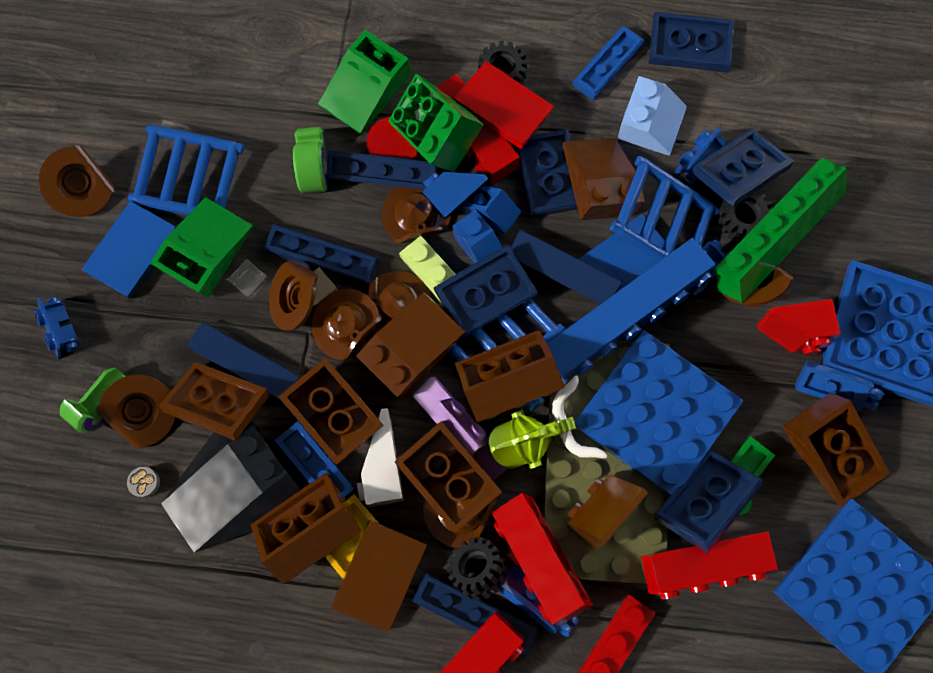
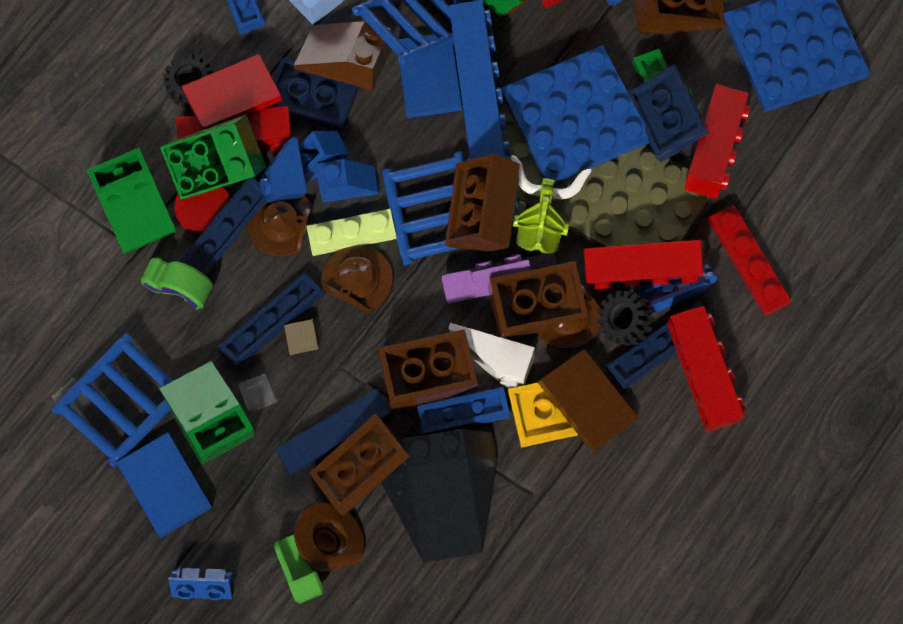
camera: 60 degrees left, 5 degrees down
(74, 182) = (69, 502): reddish brown hat -> none
(143, 482) = (395, 567): tile -> none
(292, 296) = (302, 355): reddish brown hat -> none
(304, 529) = (516, 437): reddish brown slope -> none
(344, 322) = (349, 327): reddish brown hat -> none
(411, 345) = (405, 277): reddish brown slope -> none
(486, 290) = (392, 195): dark blue tile -> none
(564, 268) = (408, 125): dark blue tile -> none
(605, 509) = (635, 188): reddish brown slope -> none

